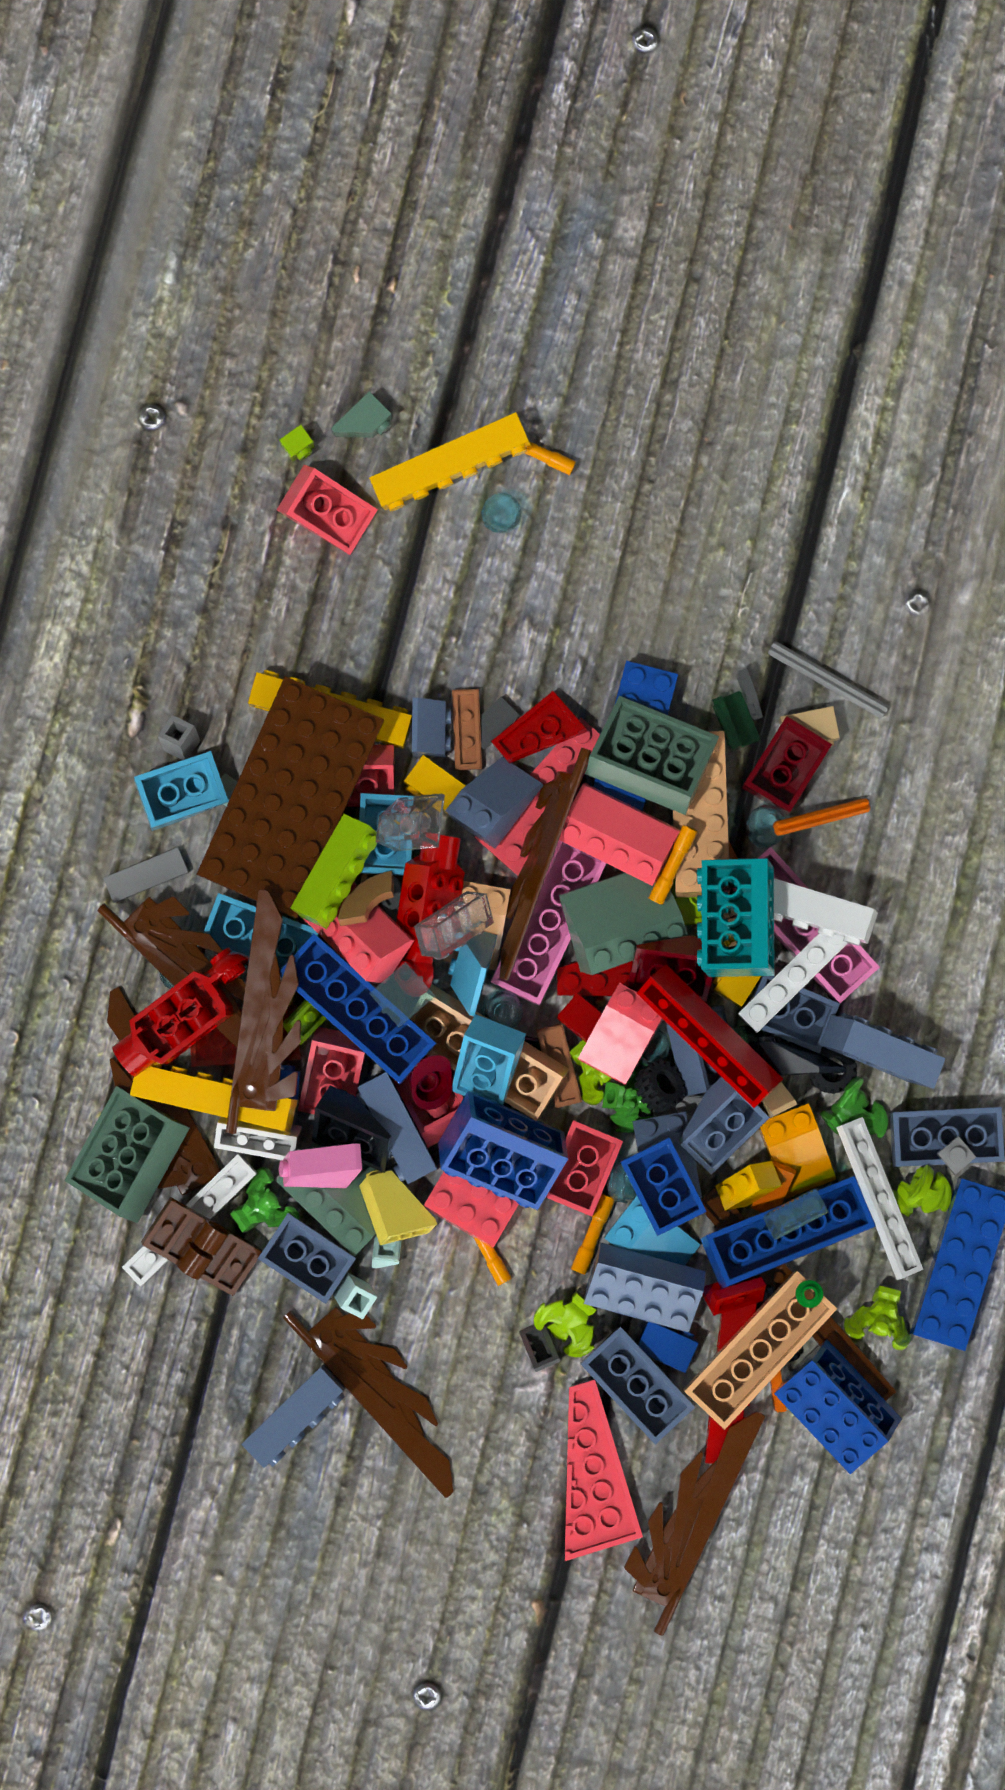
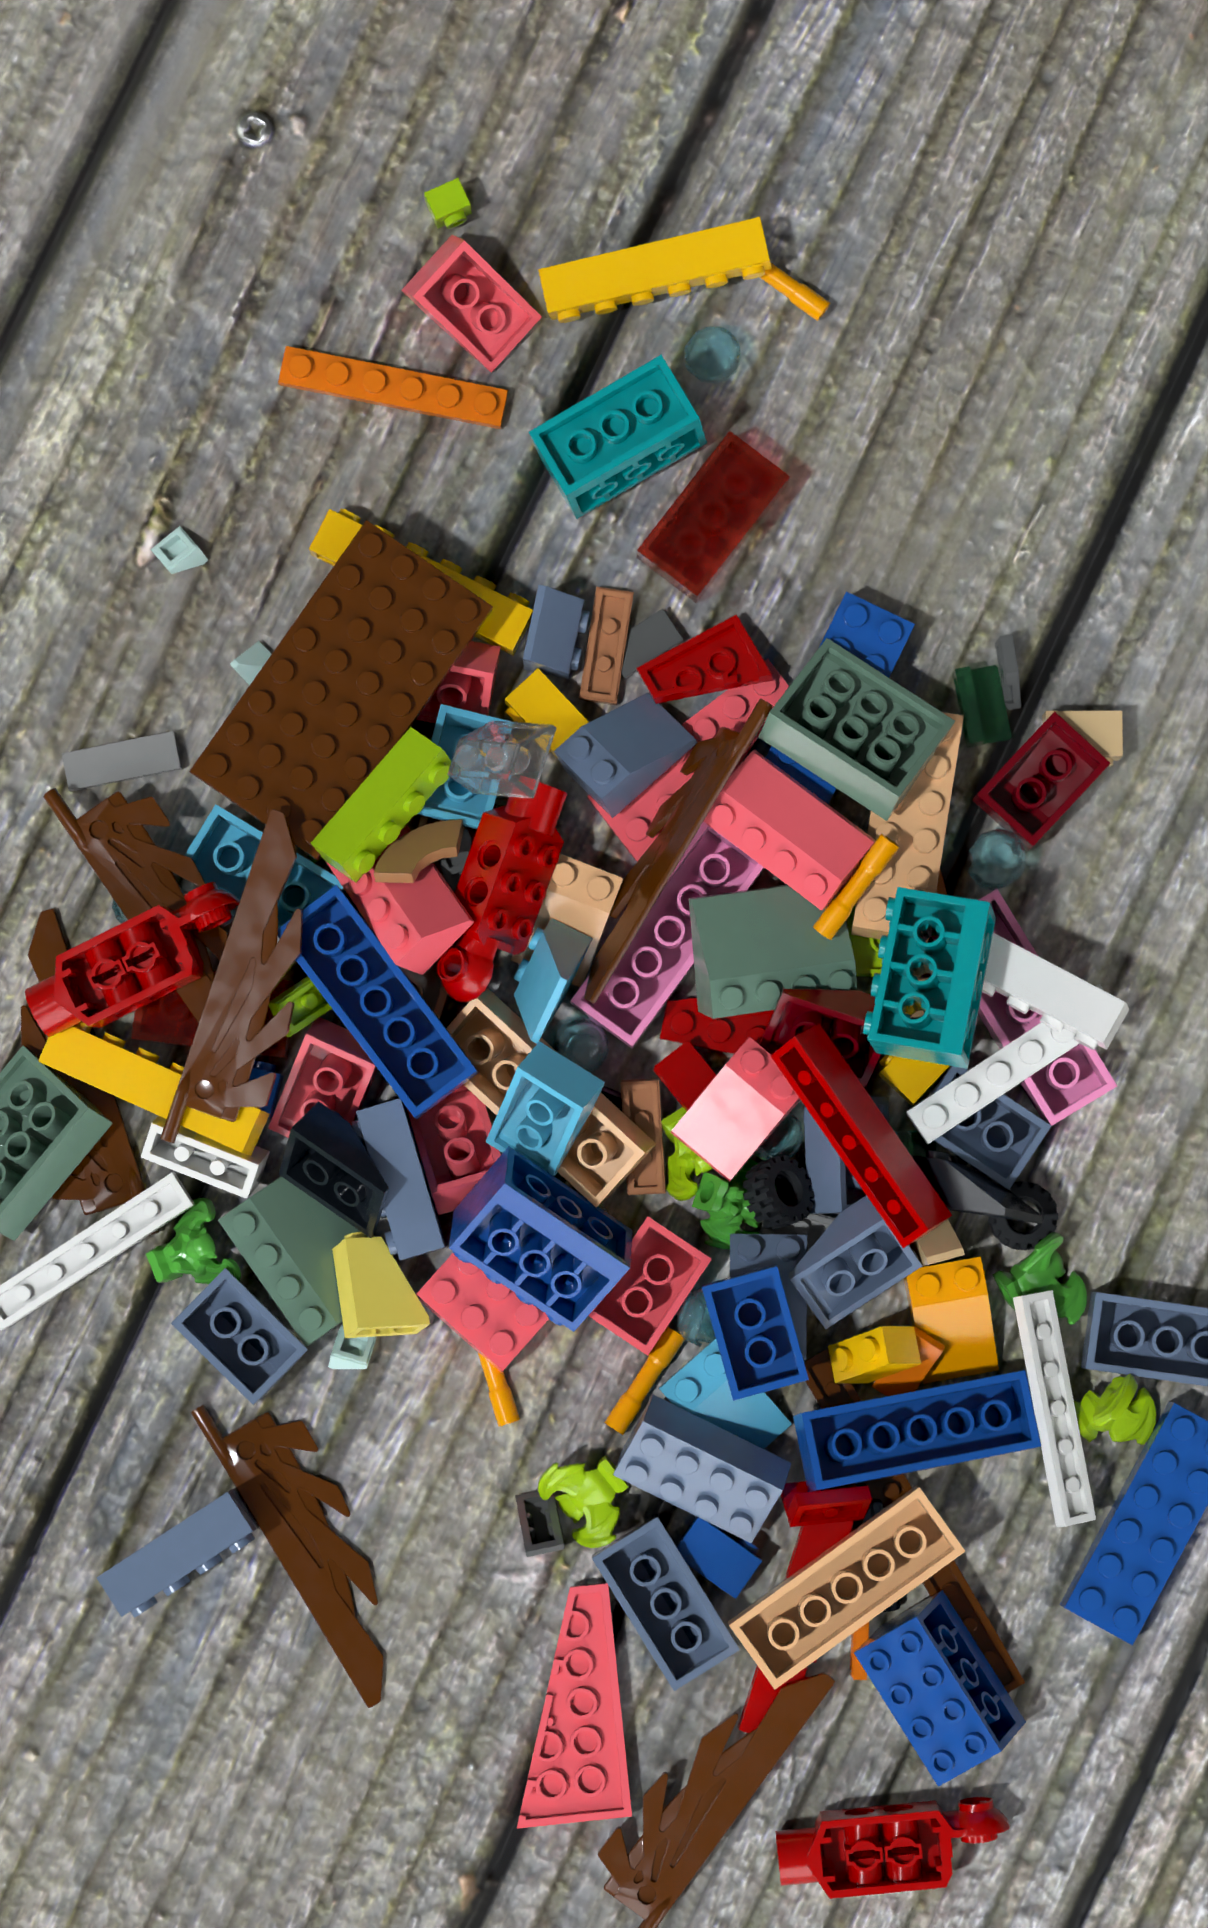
camera: 10 degrees right, 0 degrees up
(154, 720) = (179, 552): none -> light aqua slope
(178, 738) = (204, 579): light grey brick -> none
(180, 790) = (192, 652): medium azure slope -> none
(201, 1247) = (96, 1291): reddish brown plate -> none
(283, 578) = (393, 387): none -> orange plate
(321, 1166) = (284, 1212): bright pink slope -> none
(355, 1296) = (296, 1401): light aqua brick -> none
(364, 419) = (547, 188): sand green slope -> none
(402, 994) = (442, 994): clear light blue piece -> none
(431, 1082) = (460, 1124): dark red piece -> none
(447, 583) = (618, 436): none -> teal brick
(454, 925) = (534, 911): clear brick -> none
(523, 626) = (713, 516): none -> clear red brick
(795, 1214) = (932, 1407): clear light blue brick -> none
(802, 1287) = (924, 1511): green plate -> none
(821, 816) = (1076, 861): orange axle -> none
(821, 1523) = (884, 1846): none -> red brick
(828, 679) = (1122, 673): light grey axle -> none
(880, 1318) = (1023, 1576): lime animal -> none
(883, 1050) = (1099, 1202): sand blue brick -> none
(956, 1155) = (1173, 1369): light grey plate -> none

